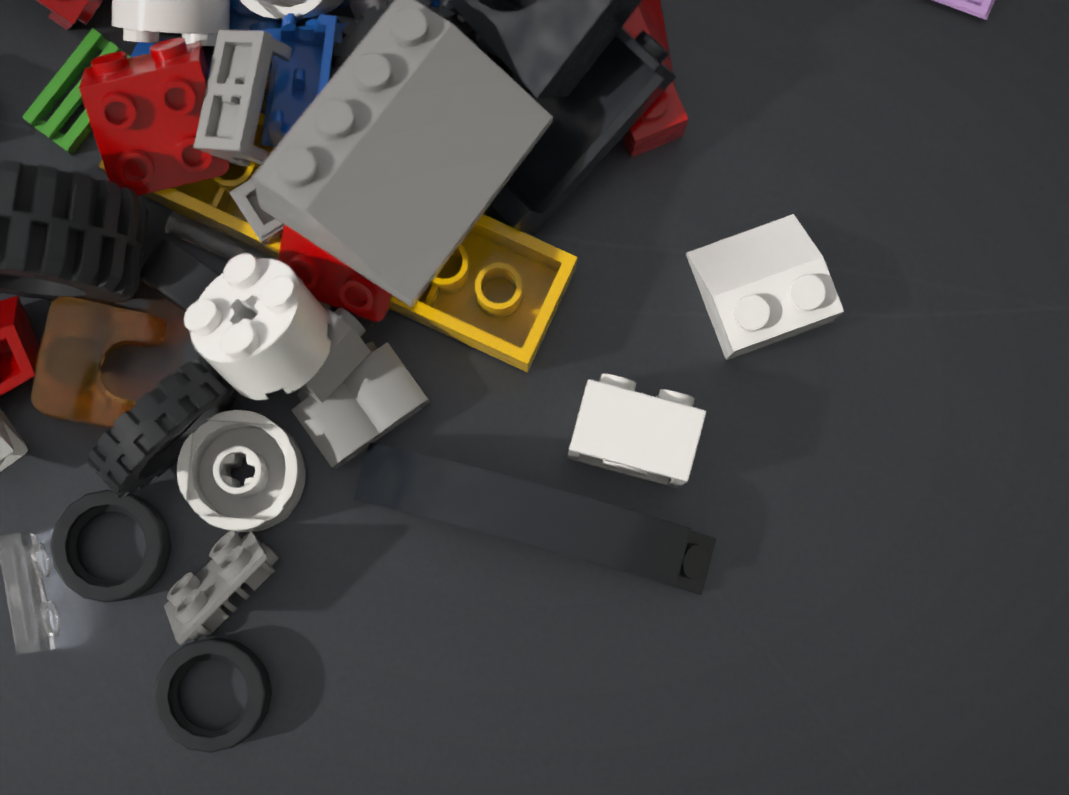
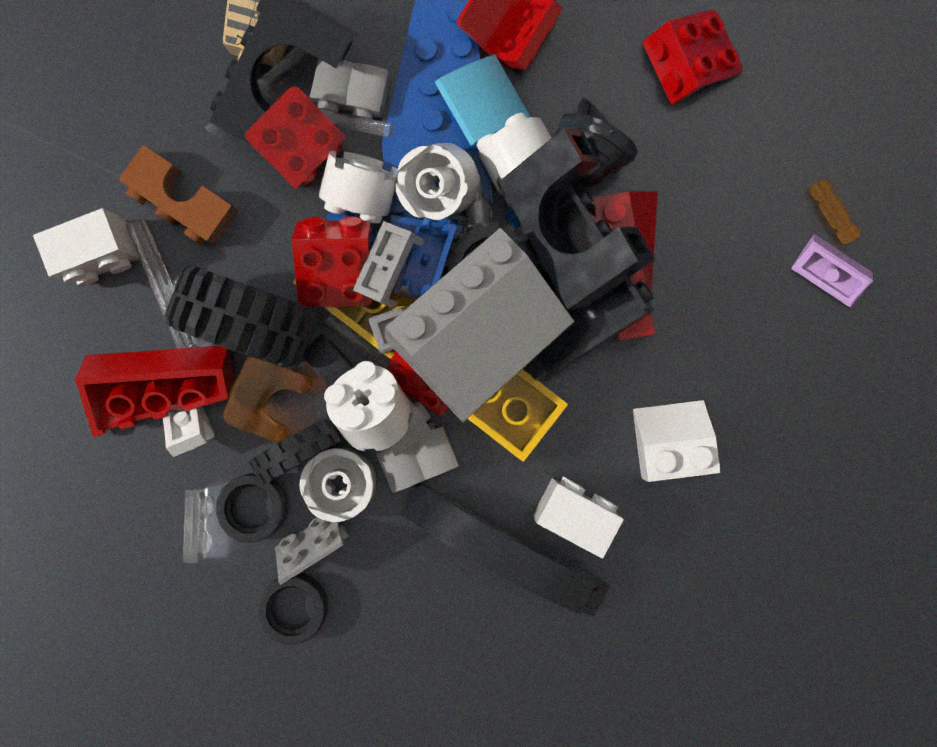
camera: 20 degrees right, 5 degrees up
(58, 87) = (281, 217): bright green tile -> none

